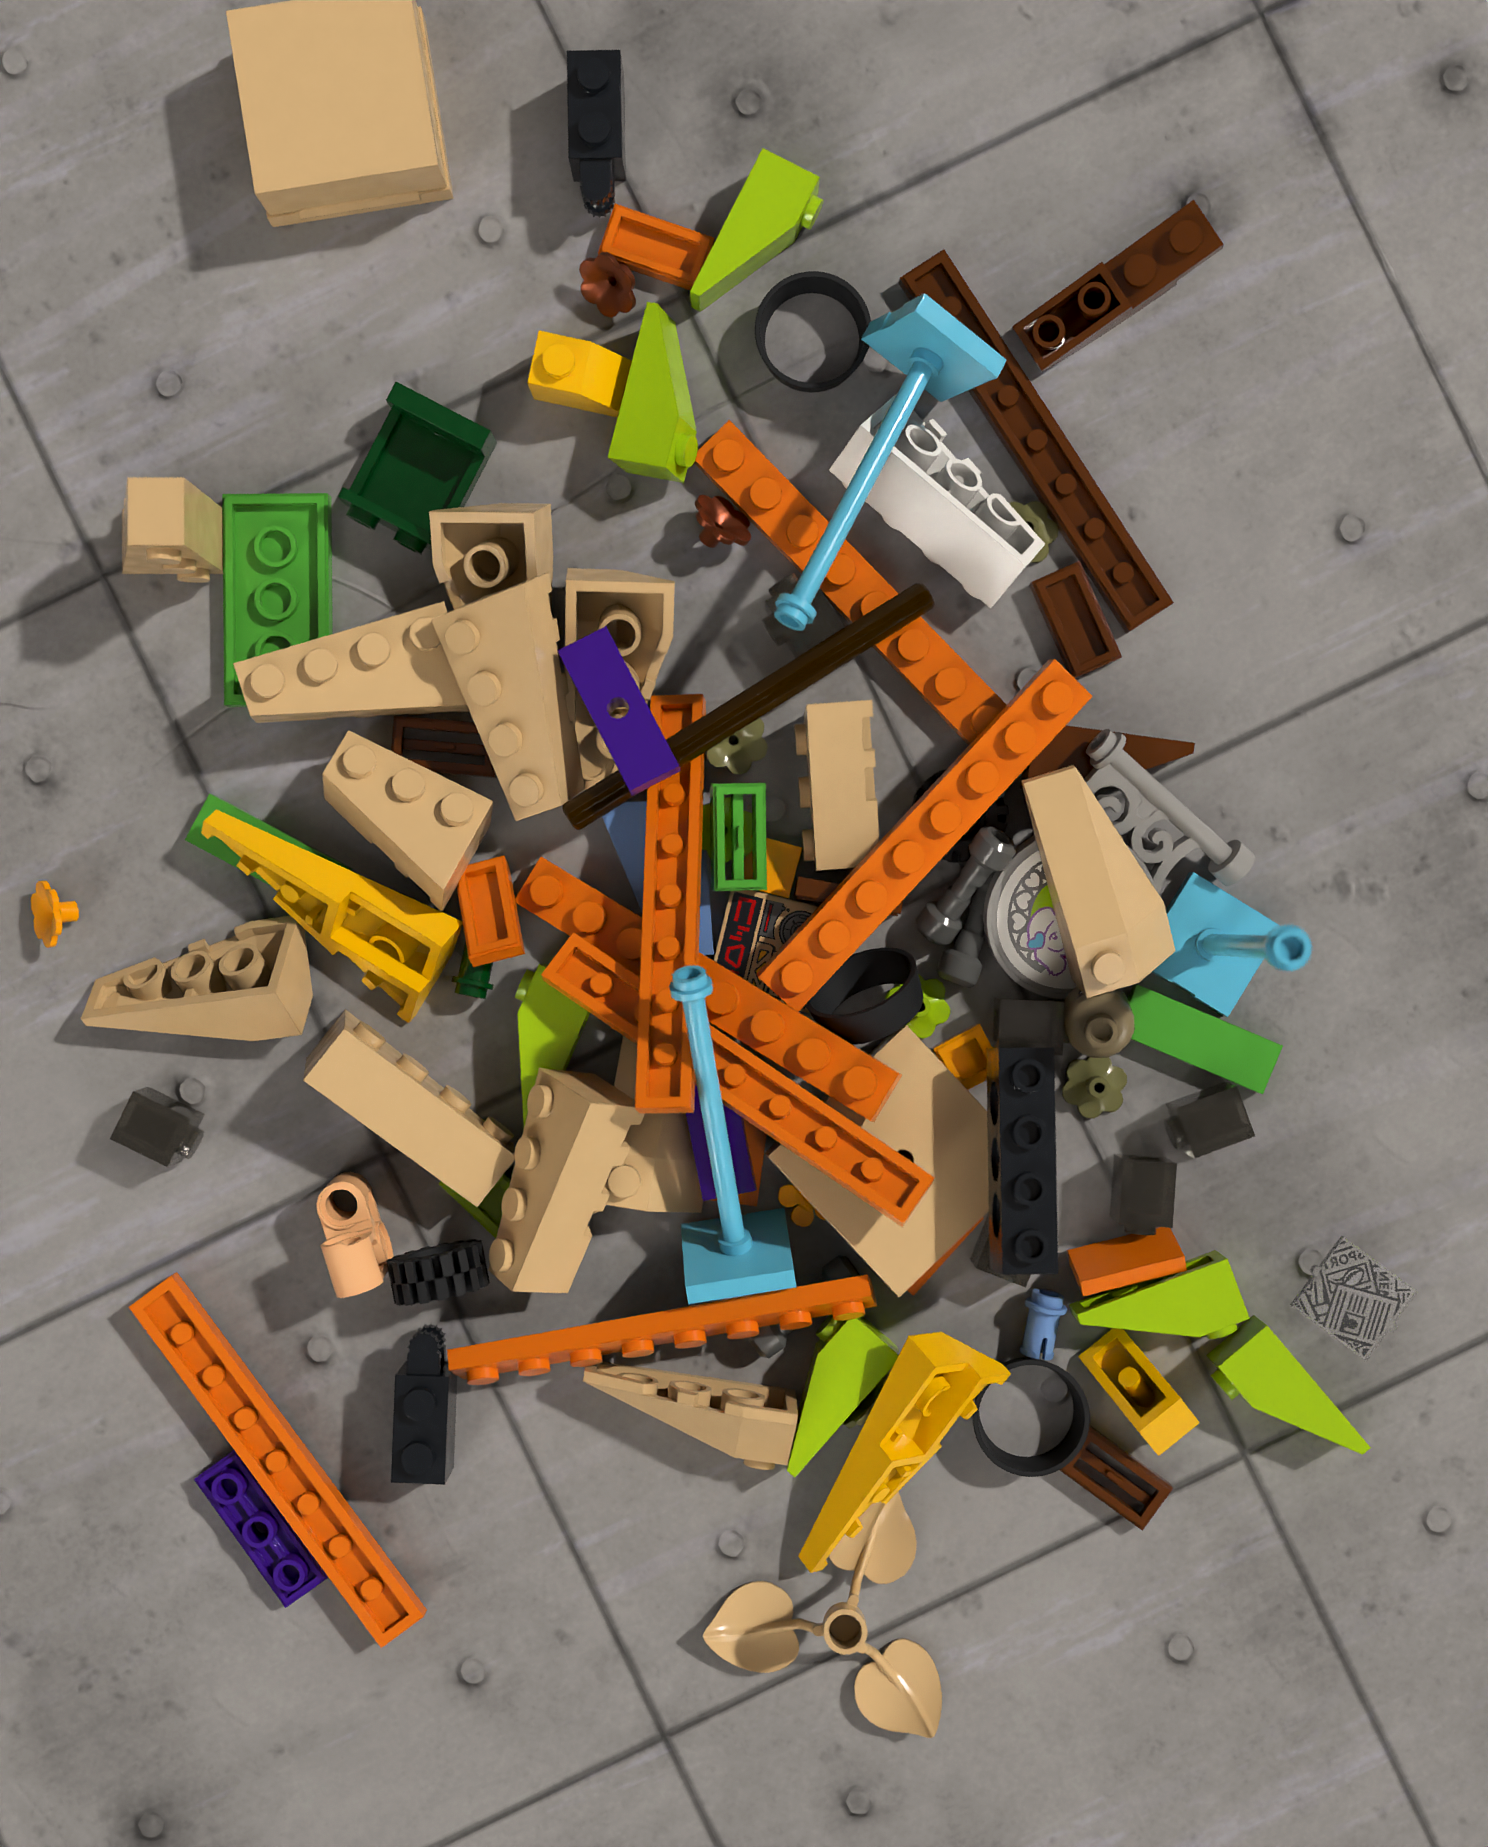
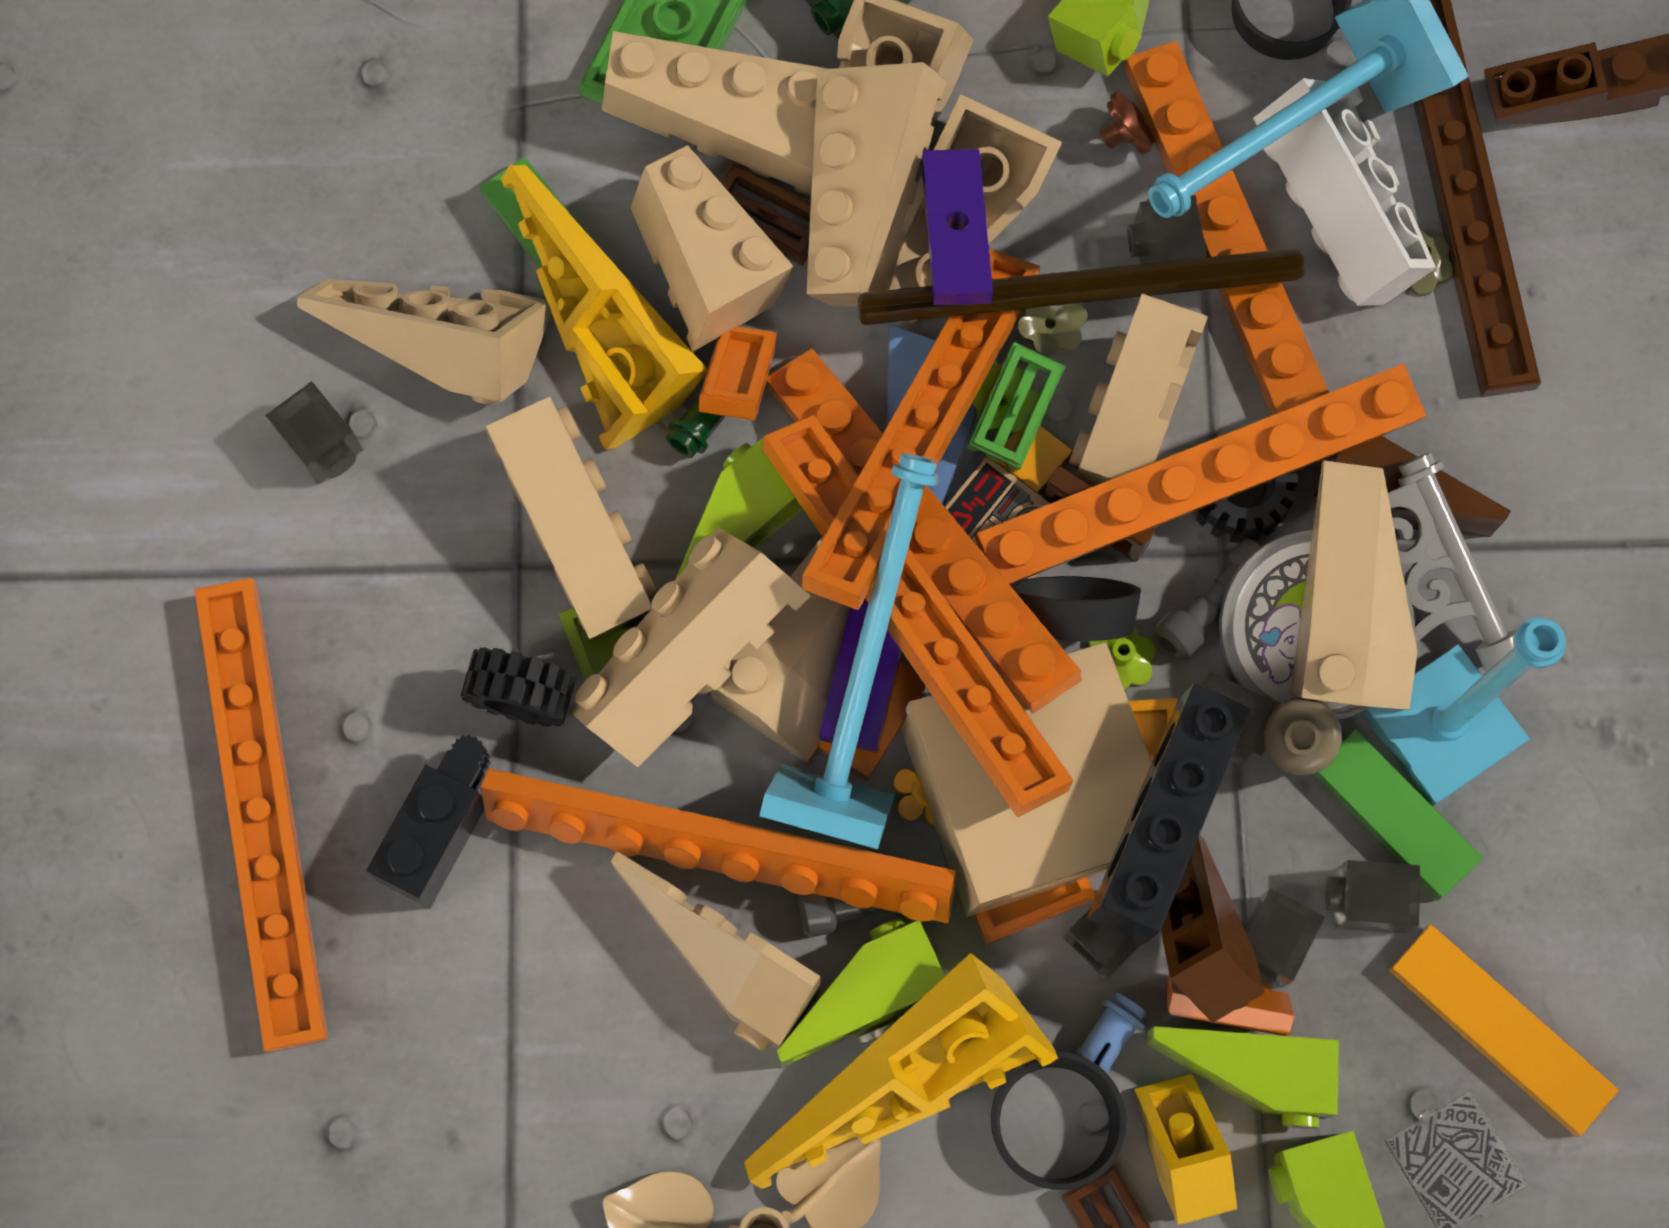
camera: 20 degrees right, 15 degrees down
(50, 913) = (318, 197): light orange plant -> none
(278, 1554) = (211, 910): dark purple tile -> none
(355, 1239) = (448, 625): light nougat piece -> none
(989, 852) = (1260, 522): dark grey piece -> none
(1075, 620) = (1437, 358): reddish brown tile -> none
(1082, 1078) = (1258, 826): olive plant -> none
(1095, 1235) = (1207, 942): none -> reddish brown slope
(1351, 1177) = (1504, 1030): none -> light orange tile

